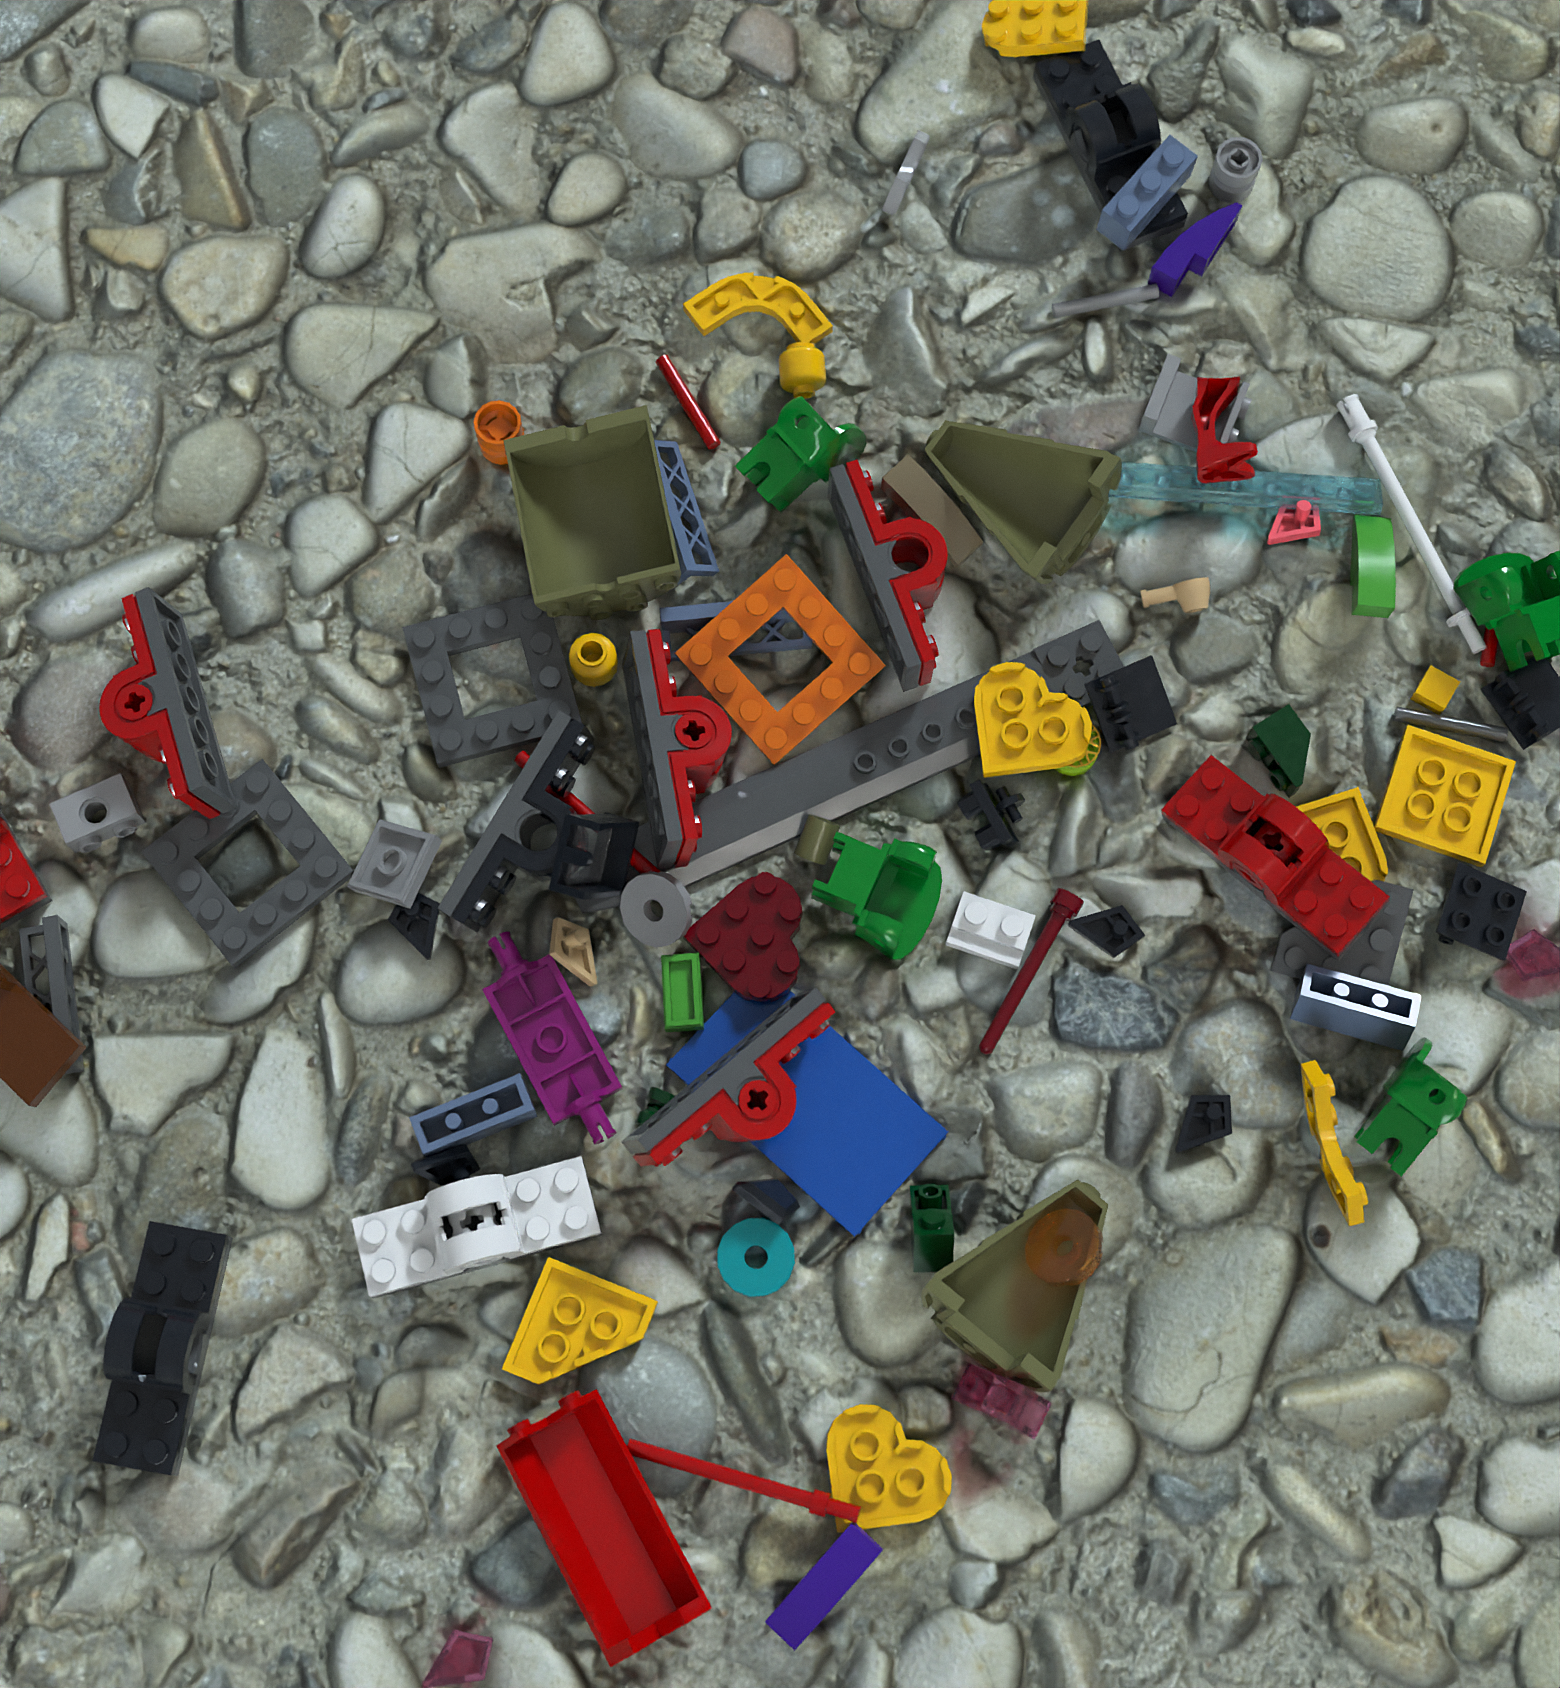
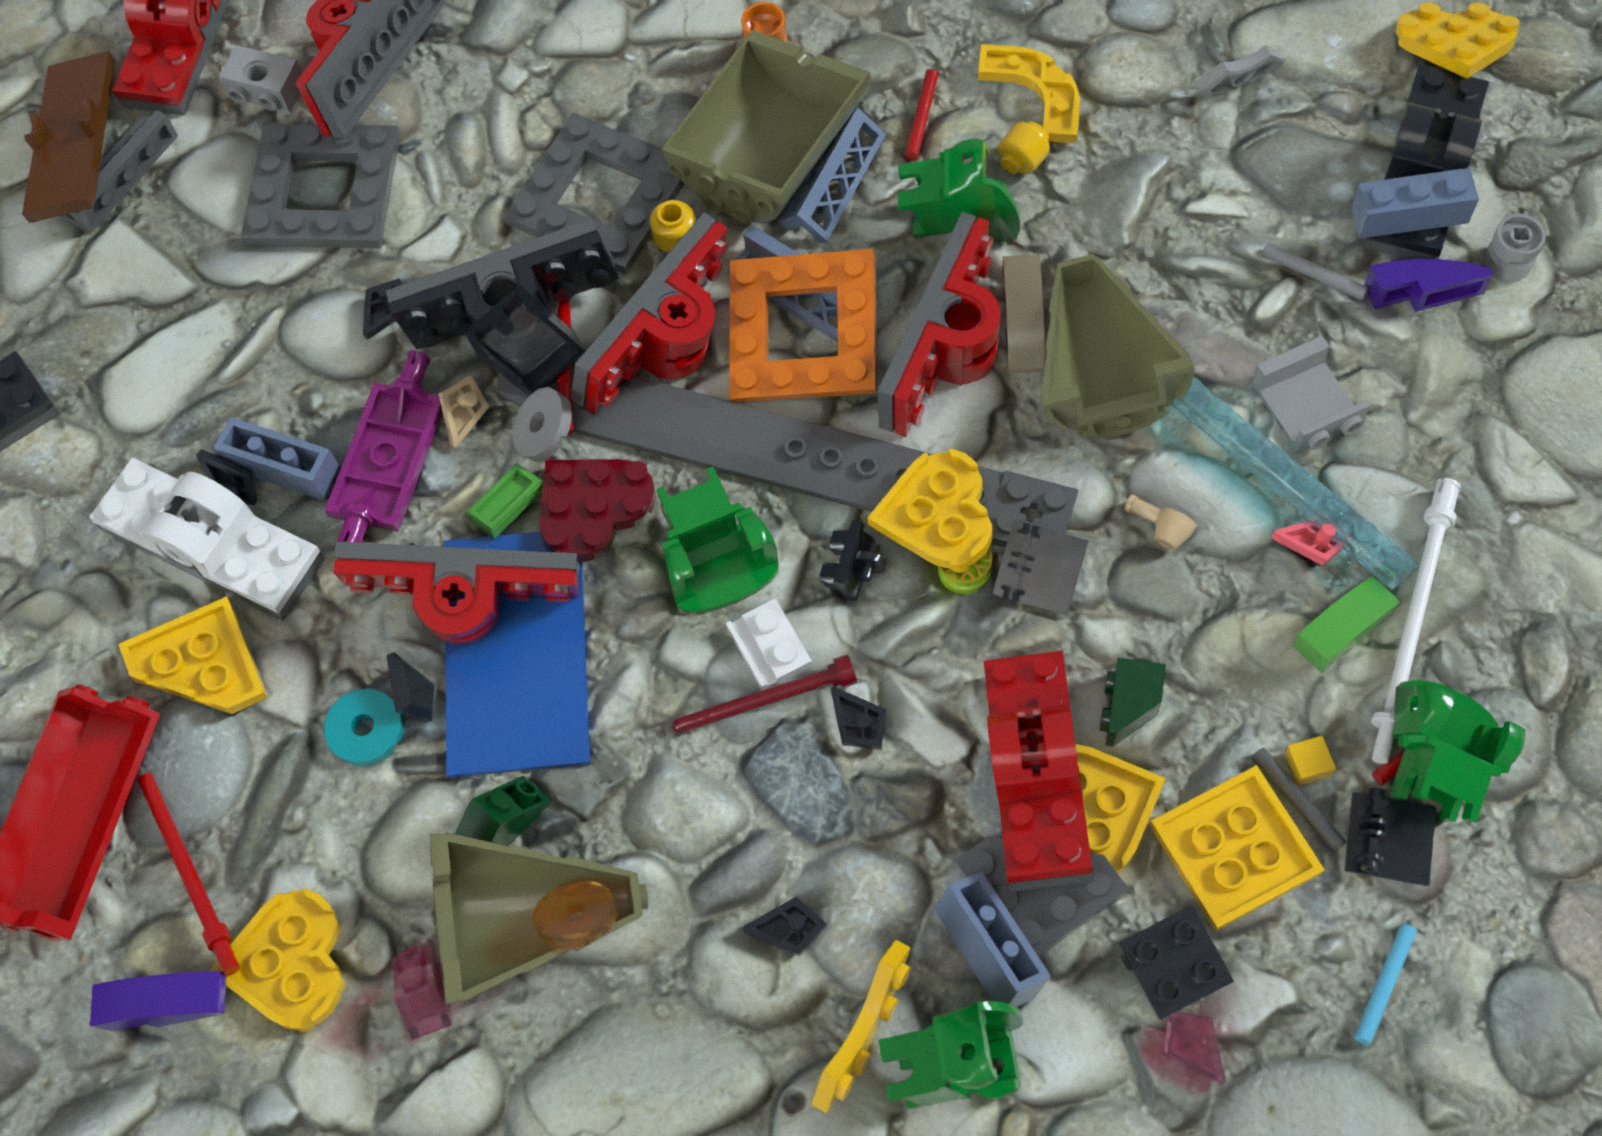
camera: 50 degrees right, 10 degrees down
(394, 863) = (405, 254): light grey plate -> none
(816, 839) = (694, 471): olive piece -> none
(1214, 459) = (1285, 440): red animal -> none

